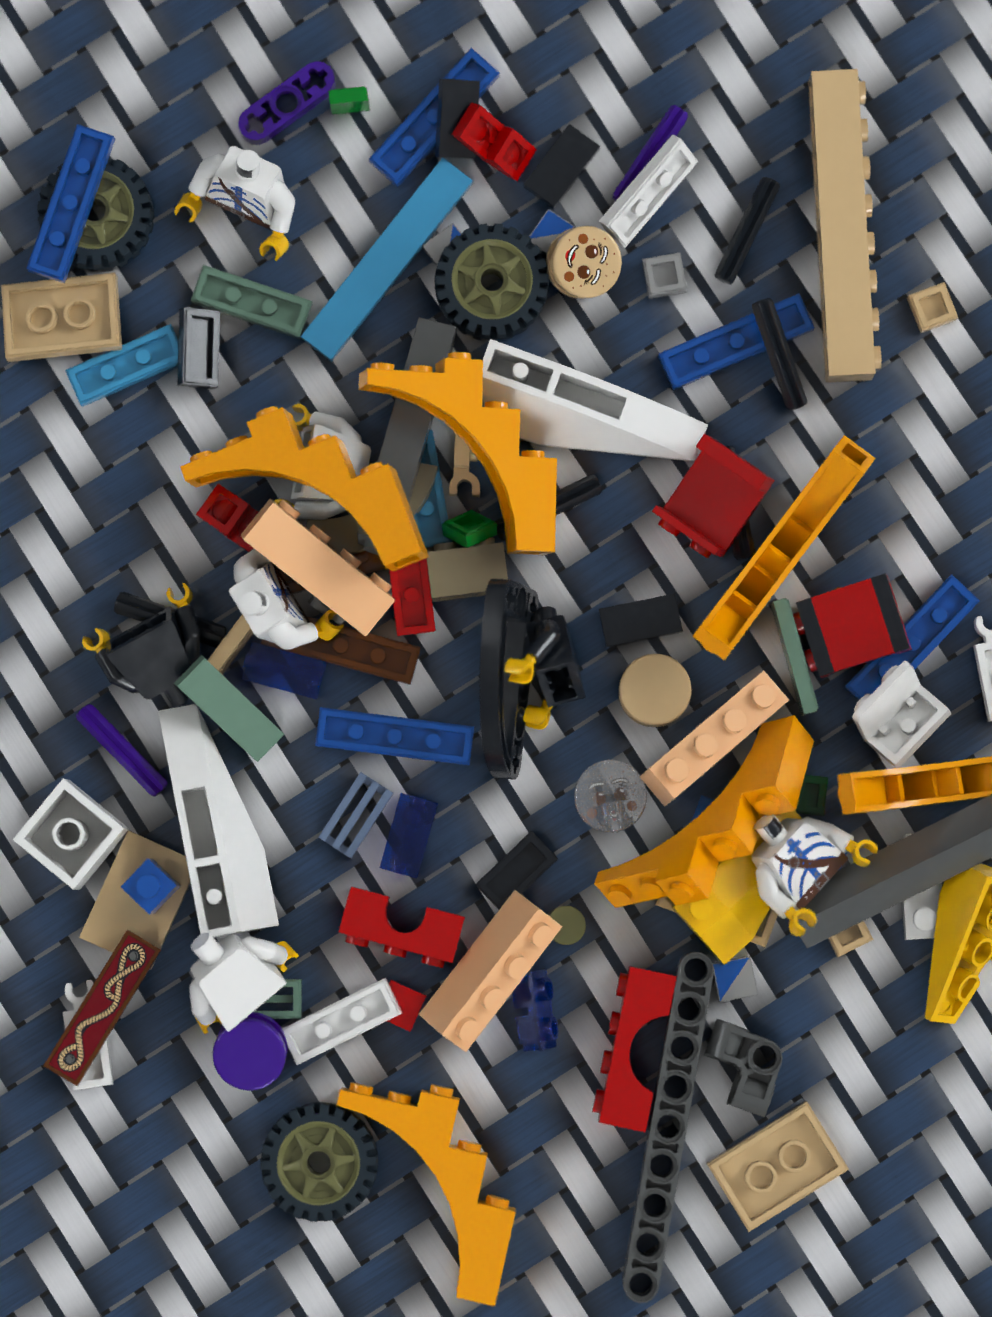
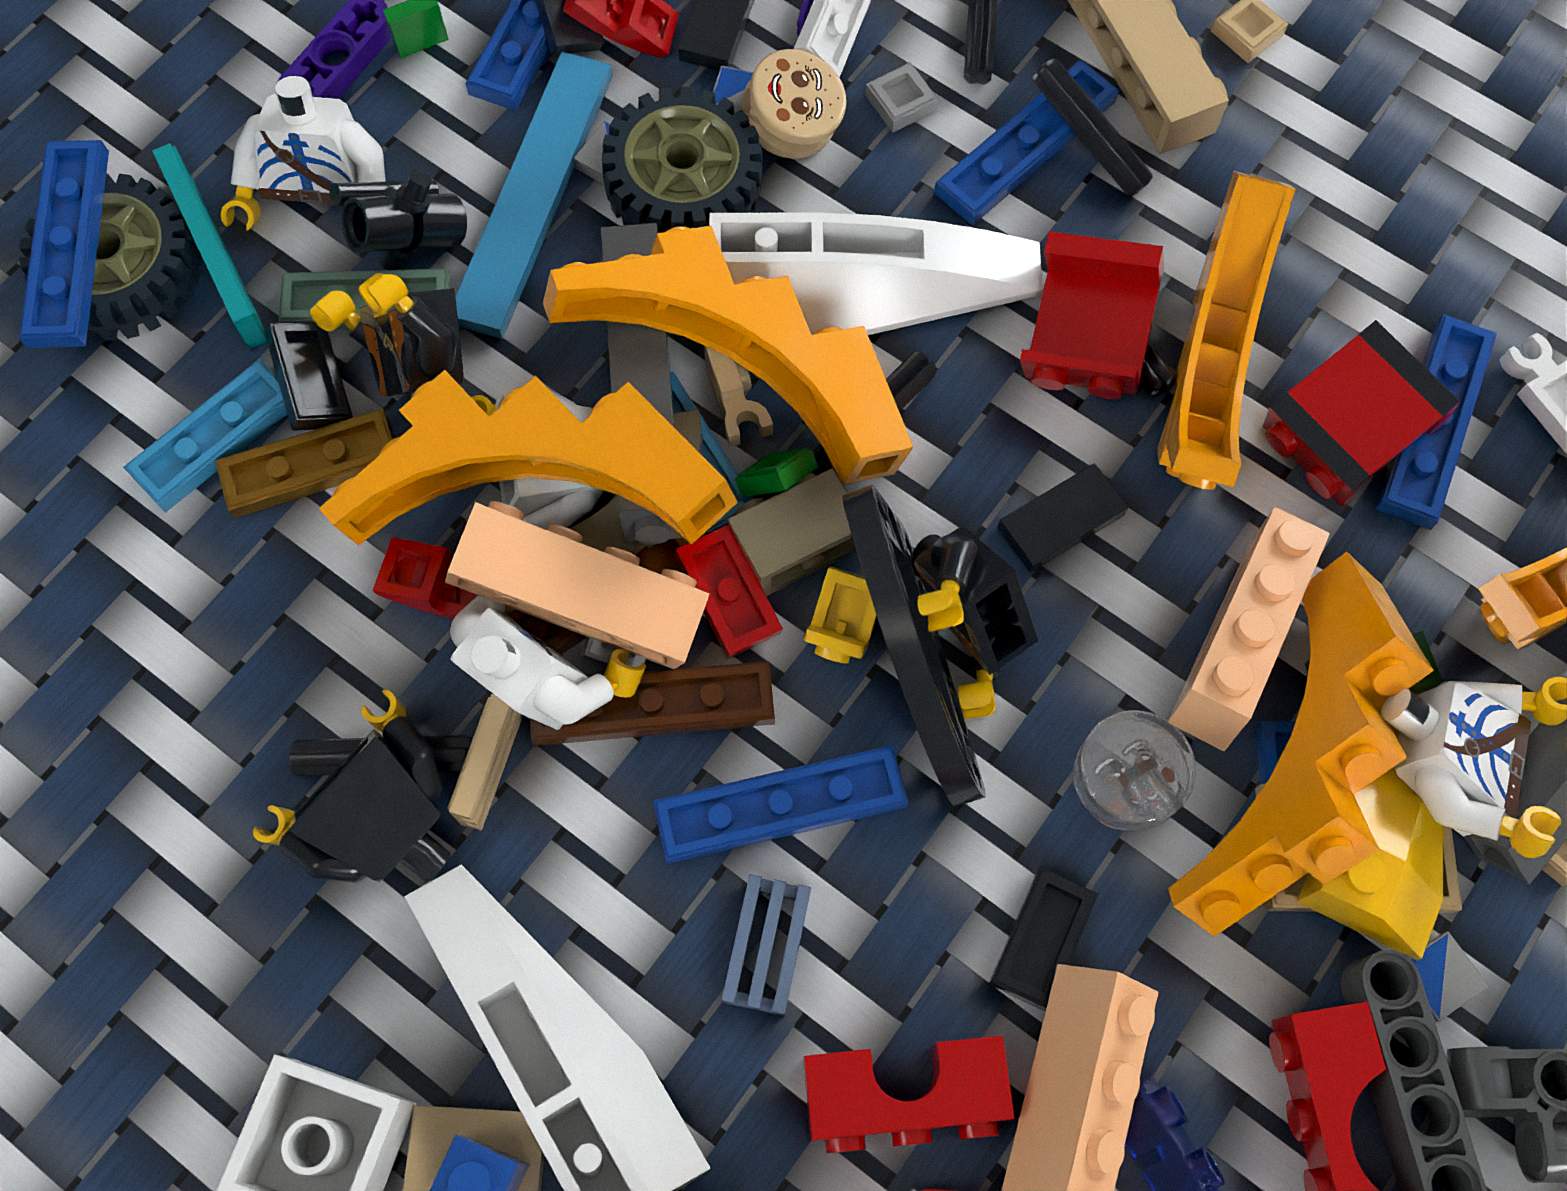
camera: 25 degrees left, 15 degrees down
(61, 318) = (97, 401): tan tile -> none
(121, 750) = (366, 980): dark purple axle -> none
(162, 229) = (211, 246): none -> teal tile
(181, 407) = (301, 463): none -> pearl gold tile
(229, 708) = (512, 847): sand green tile -> none
(269, 356) = (406, 333): none -> torso
(284, 670) = (579, 768): clear blue hinge -> none
(291, 257) = (399, 217): none -> black pin
(408, 835) = (859, 944): clear blue hinge -> none
(466, 642) = (842, 617): none -> yellow bracket
(572, 924) = (1168, 982): olive tile -> none
(654, 690) = (1128, 599): tan head -> none
(794, 656) = (1298, 484): sand green tile -> none
(898, 715) = (1481, 509): white bracket -> none

